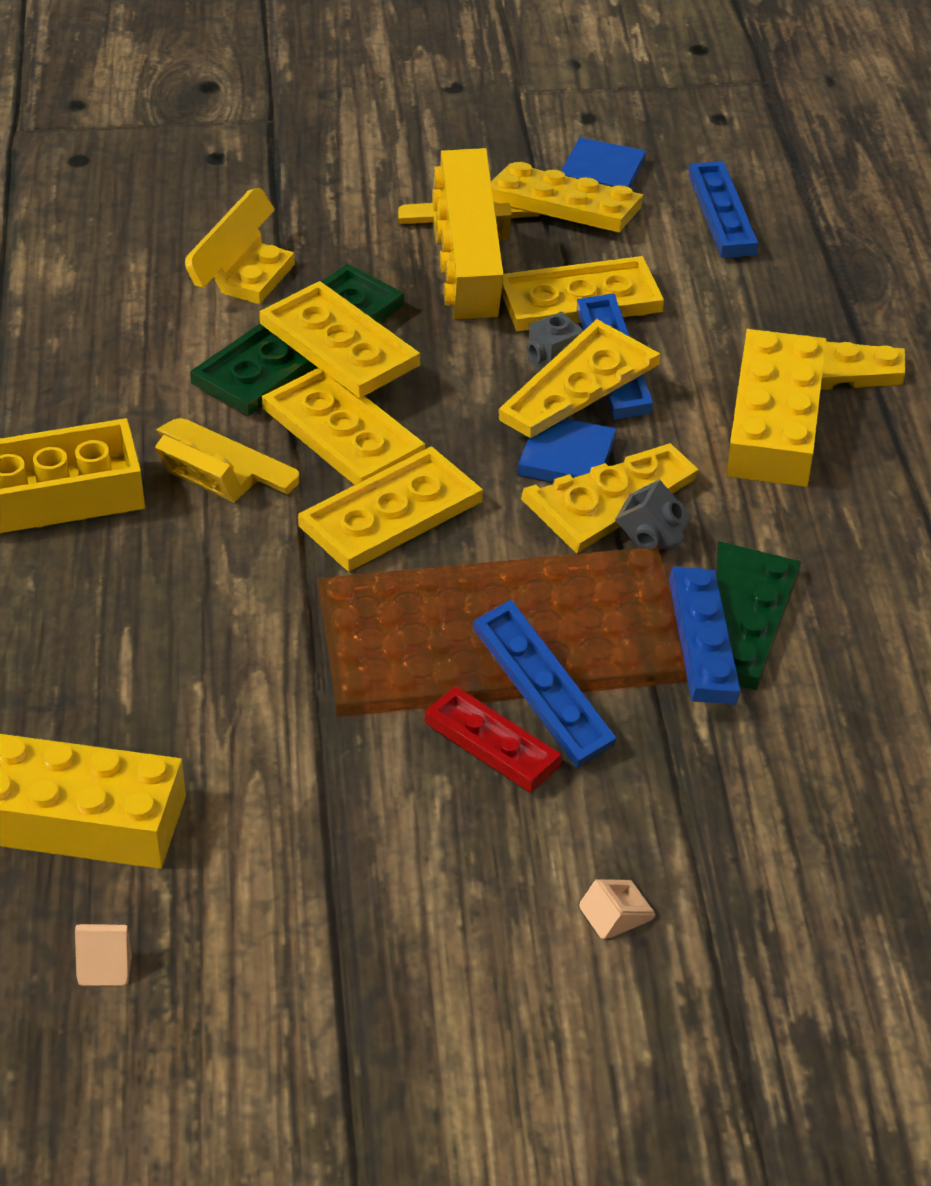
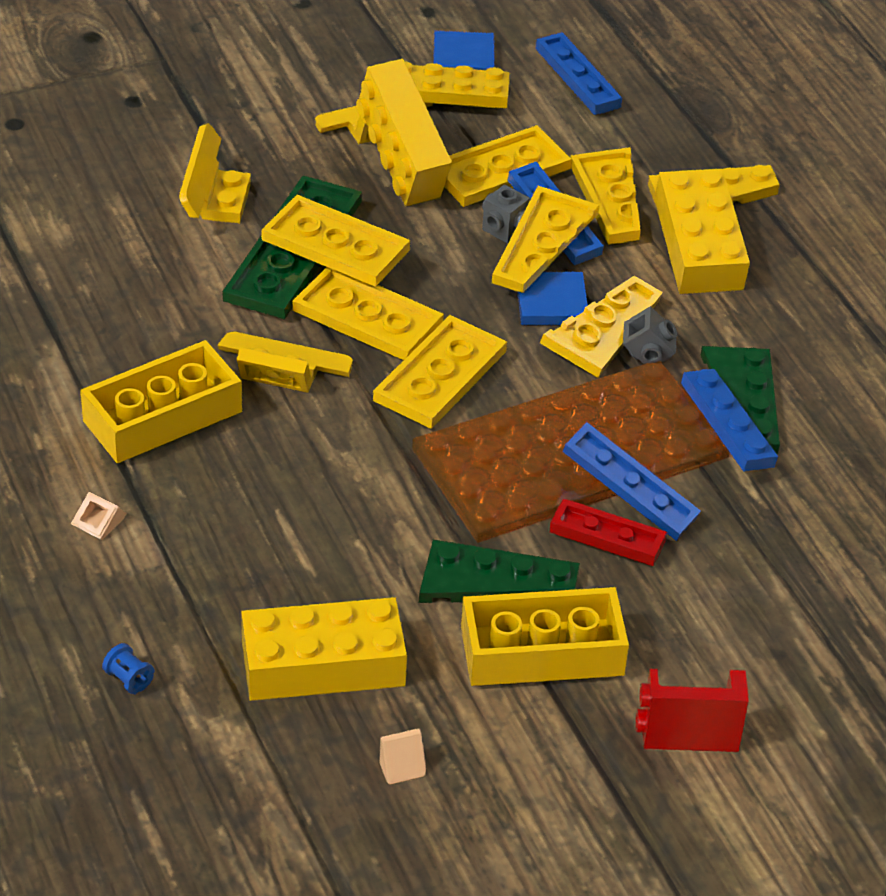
camera: 20 degrees left, 0 degrees up
(332, 759) = (470, 570): none -> dark green wing
(340, 847) = (544, 636): none -> yellow brick
(473, 994) = (693, 715): none -> red panel
(615, 907) = (753, 634): light nougat slope -> none
(694, 345) = (608, 181): none -> yellow wing

